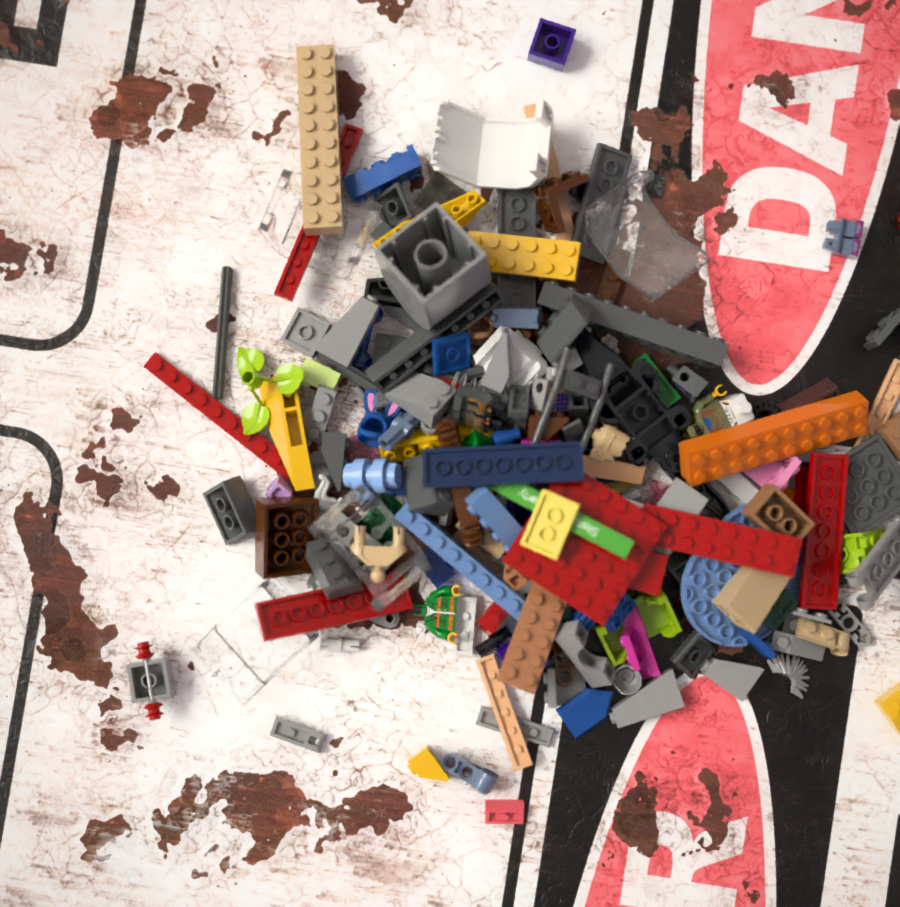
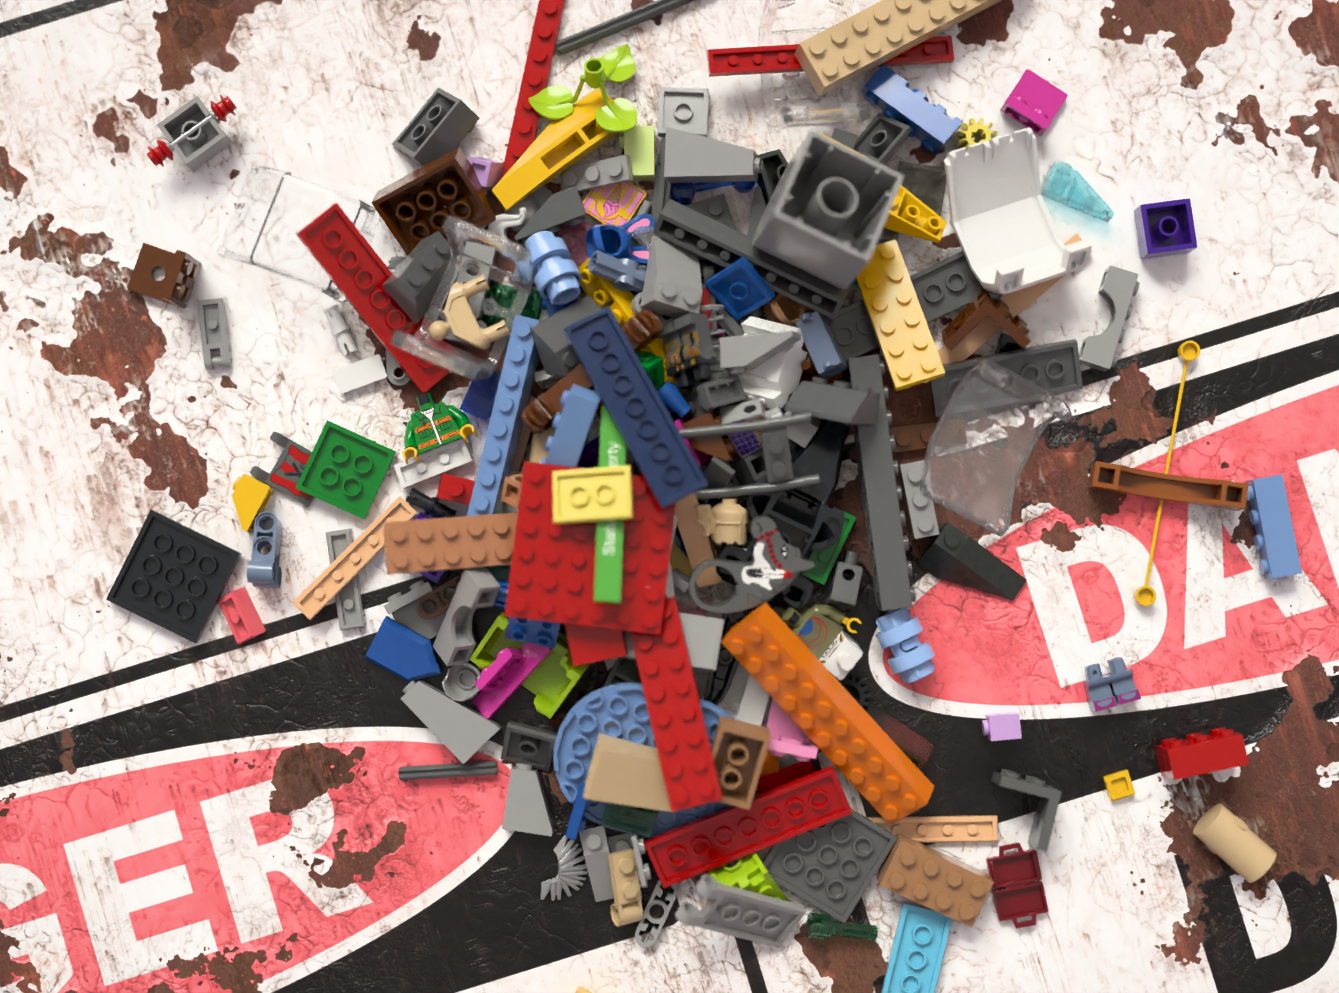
camera: 65 degrees right, 0 degrees up
(246, 740) = (179, 276): none -> reddish brown bracket
(346, 411) = (614, 203): none -> tile
(376, 646) = (360, 374): none -> white tile
(417, 140) = (972, 129): none -> light yellow gear
(419, 90) = (1034, 102): none -> dark pink bracket
(422, 723) = (287, 469): none -> flag
(439, 688) = (345, 469): none -> green plate
(454, 845) = (174, 576): none -> black plate
(493, 93) = (1072, 190): none -> clear light blue slope
(576, 97) = (1117, 289): none -> light grey arch
(642, 72) = (1187, 352): none -> yellow piece
(659, 437) = (769, 572): none -> dark grey animal
(664, 307) = (918, 509): none -> light grey brick
(682, 719) = (448, 770): none -> dark grey axle
(711, 294) = (965, 562): none -> pearl dark grey wedge
(728, 131) = (1168, 487): none -> dark orange arch
(759, 362) = (916, 658): none -> light blue piece
(789, 74) = (1273, 527): none -> medium blue brick
(836, 324) = (1002, 726): none -> lavender brick

